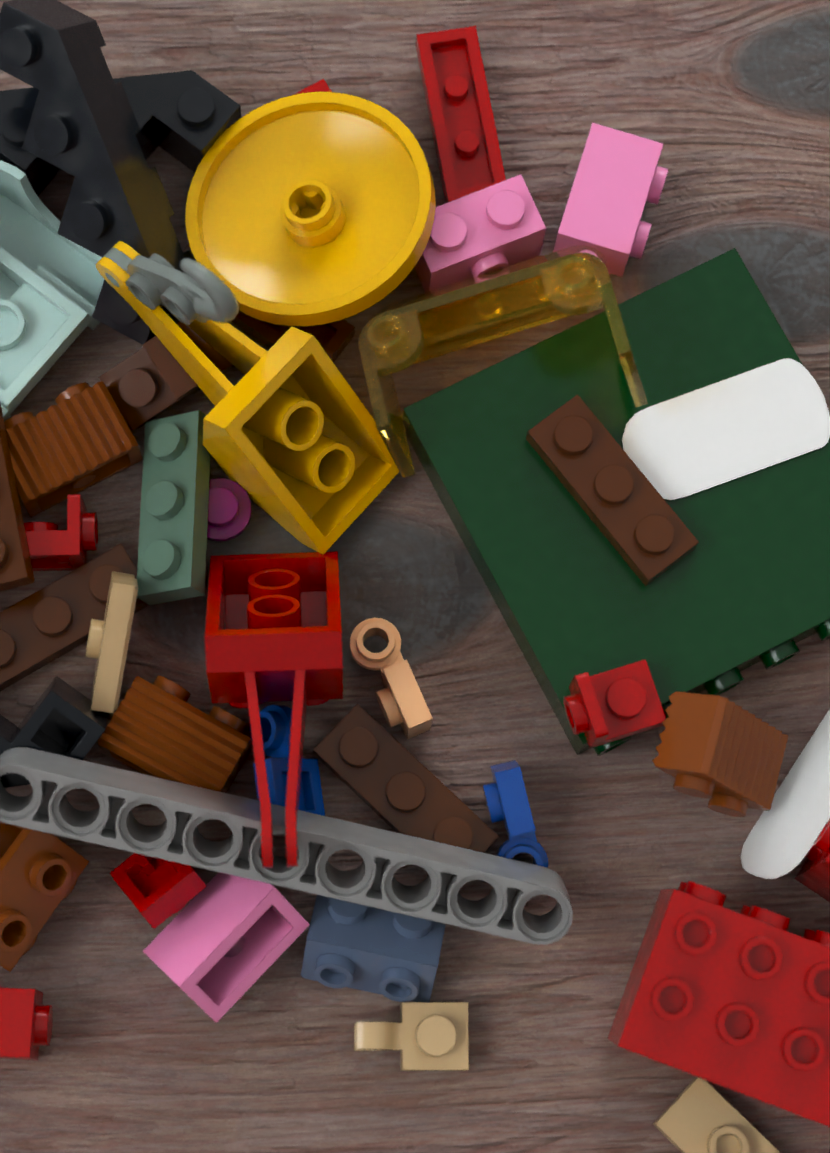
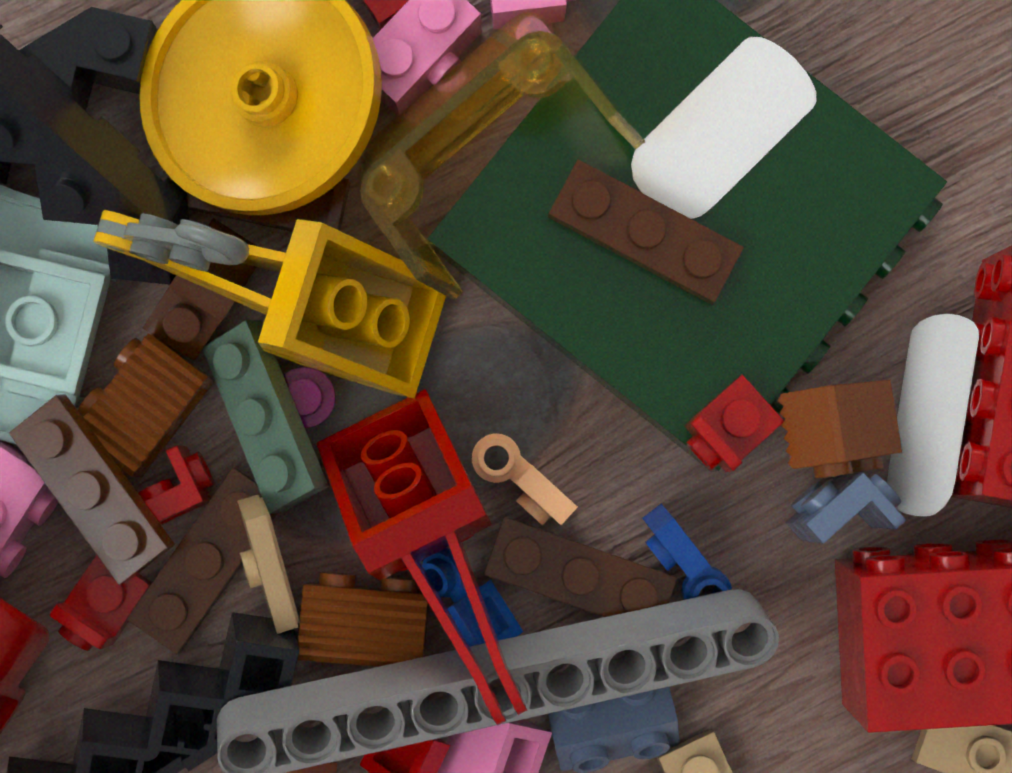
camera: 20 degrees left, 10 degrees up
(679, 823) = (830, 506): none -> sand blue bracket

